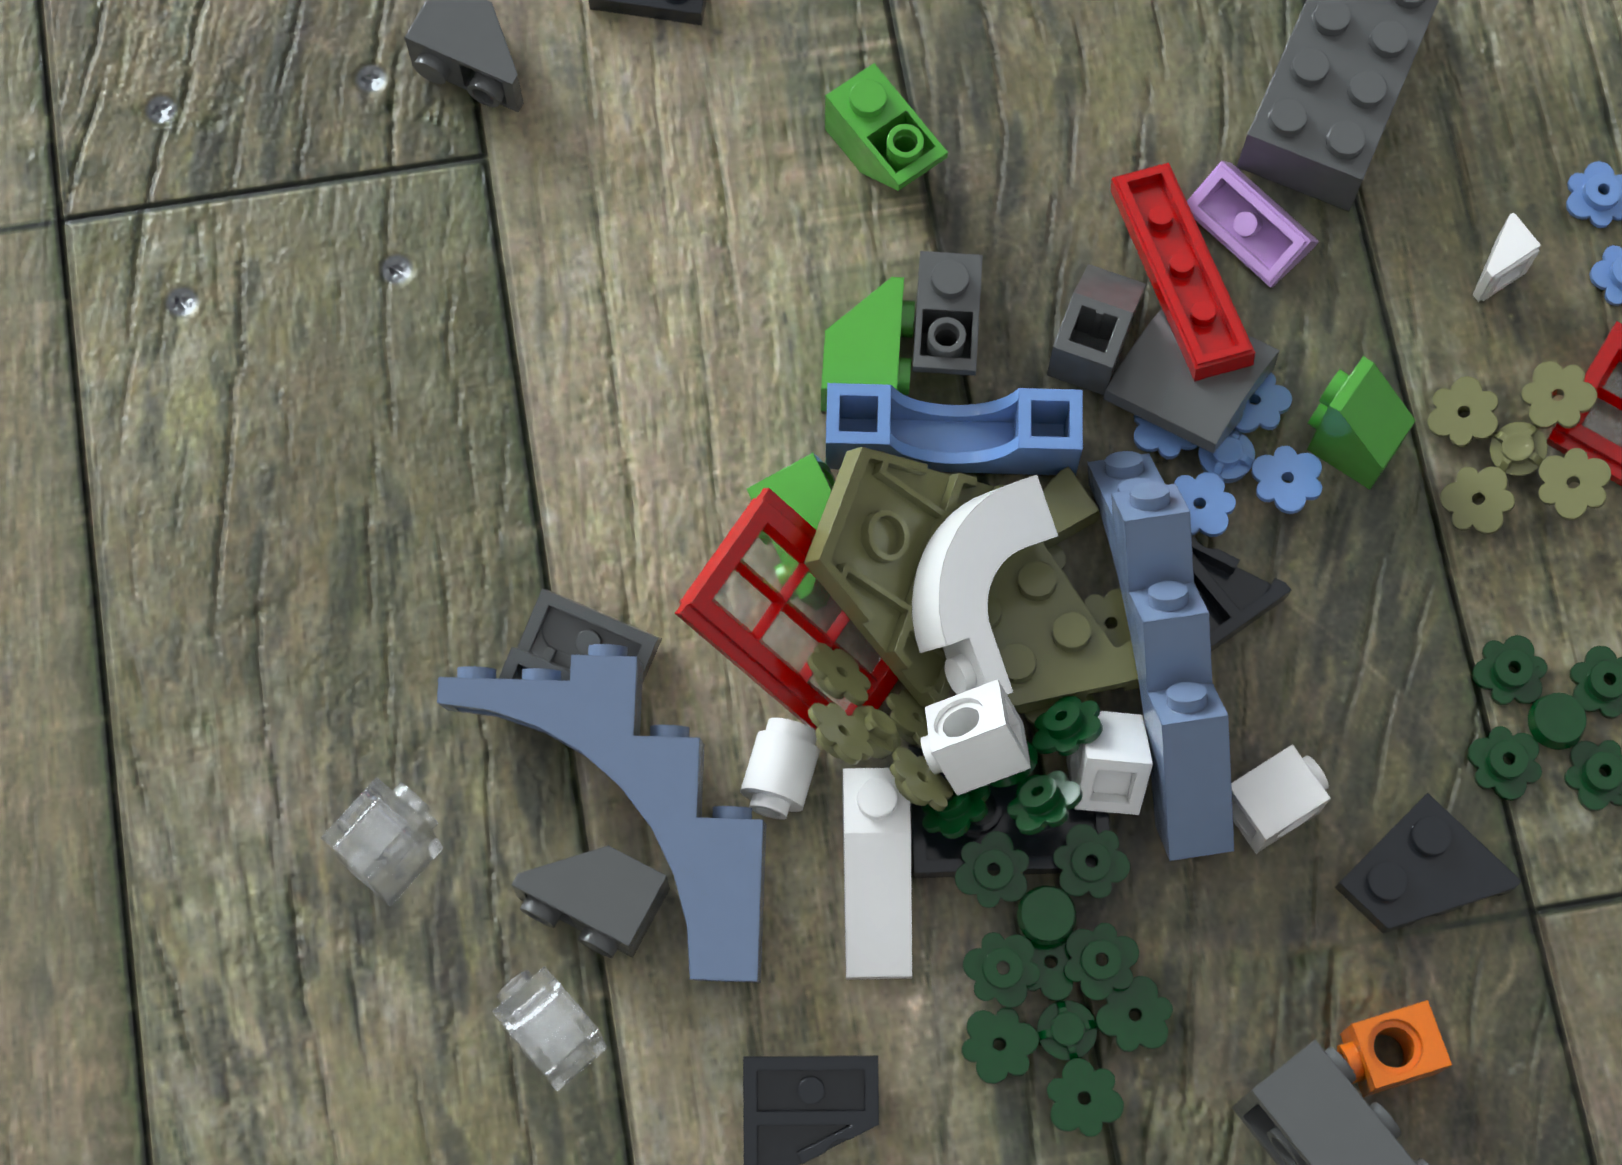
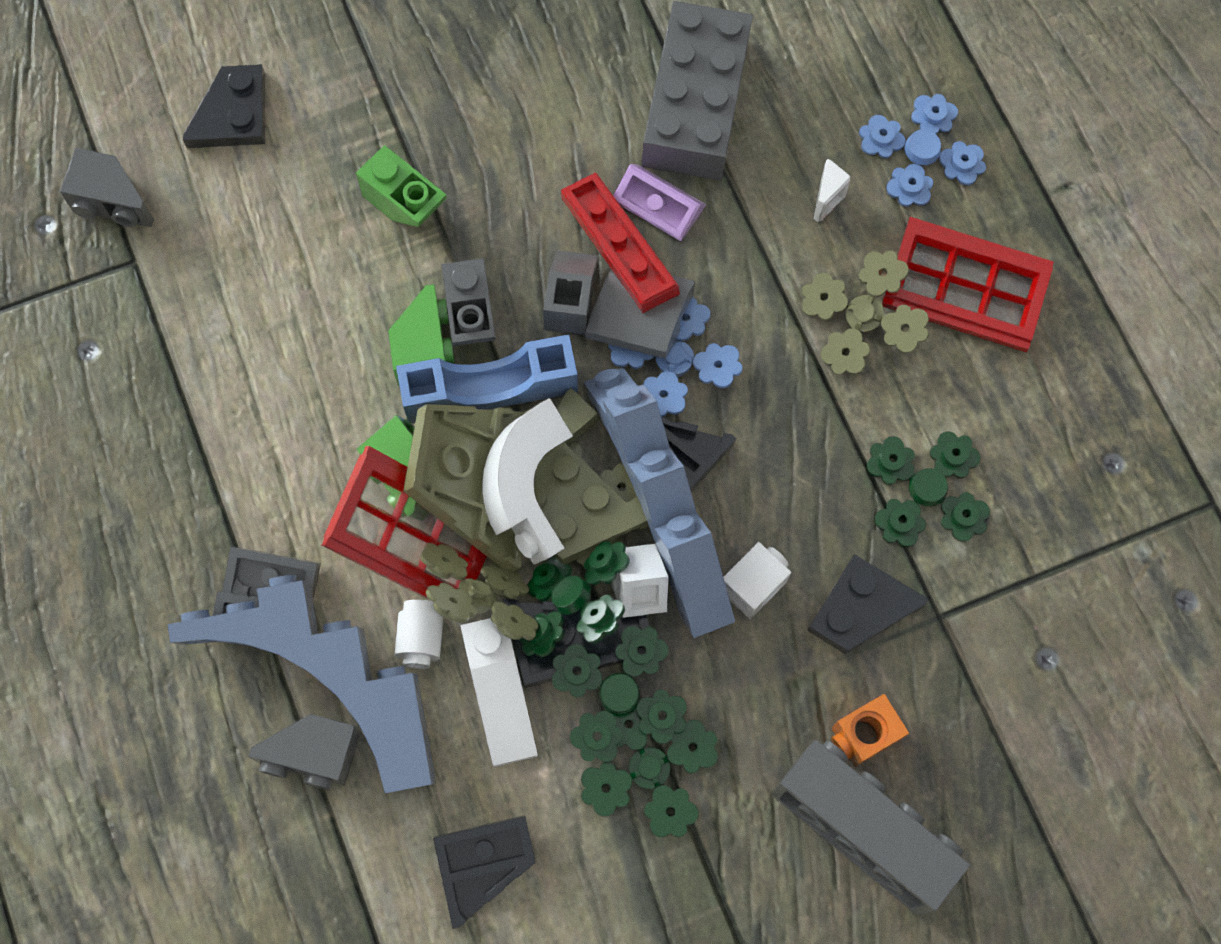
camera: 15 degrees left, 0 degrees up
(385, 839) = (153, 744): clear brick -> none
(548, 1026) = (292, 849): clear brick -> none
(975, 738) = (545, 585): white brick -> none
(1359, 423) = (757, 318): bright green slope -> none

